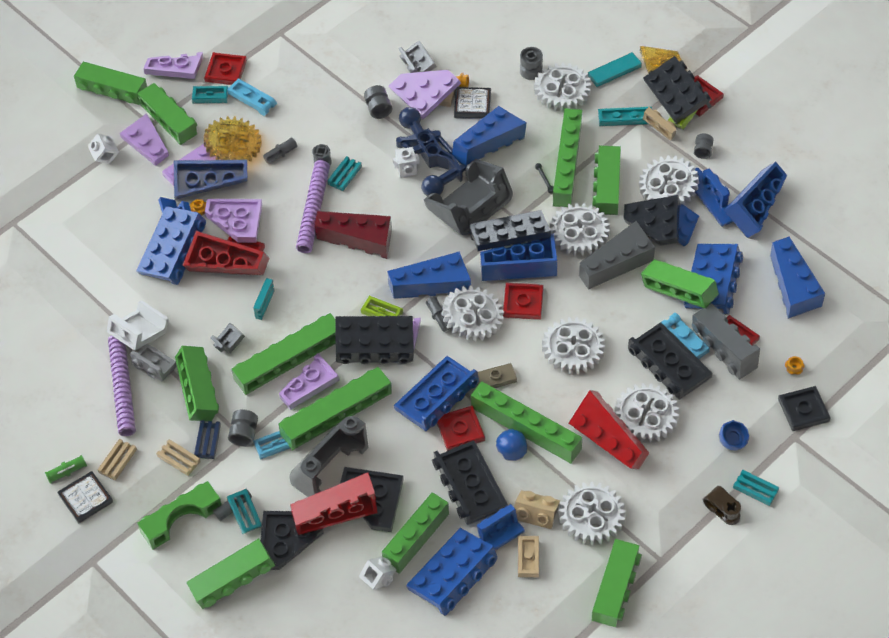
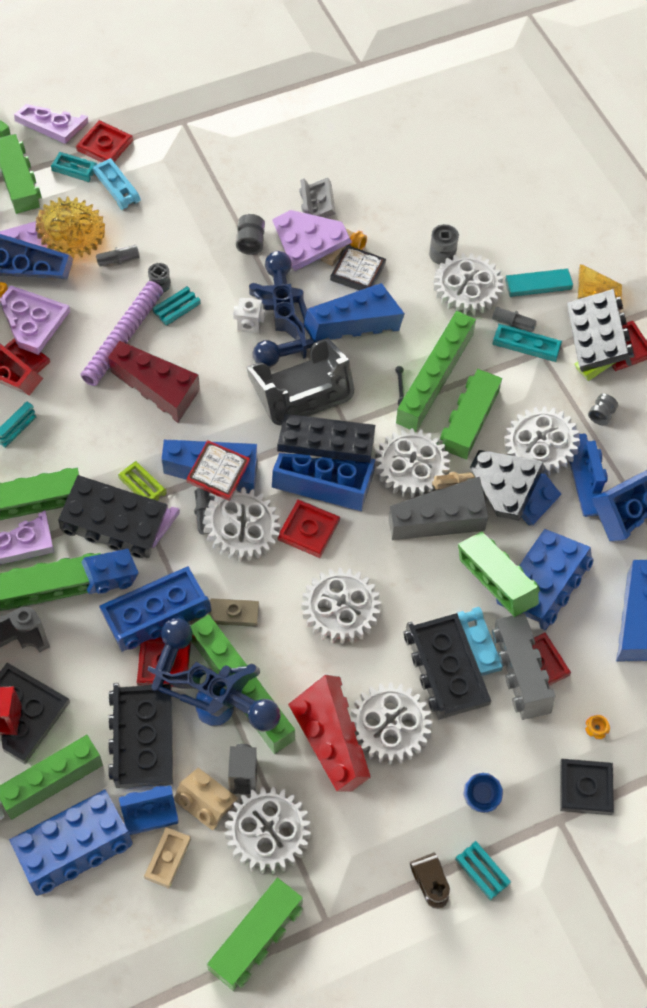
camera: 15 degrees right, 5 degrees up
(392, 377) = (110, 571): none -> blue bracket
(440, 278) = (218, 470): none -> tile
(466, 402) = (176, 635): none -> dark blue piece
(556, 476) = (242, 769): none -> dark grey brick
(609, 102) = (514, 319): none -> dark grey axle
(614, 230) = (452, 478): none -> tan axle
(655, 119) = (558, 358): tan plate -> none

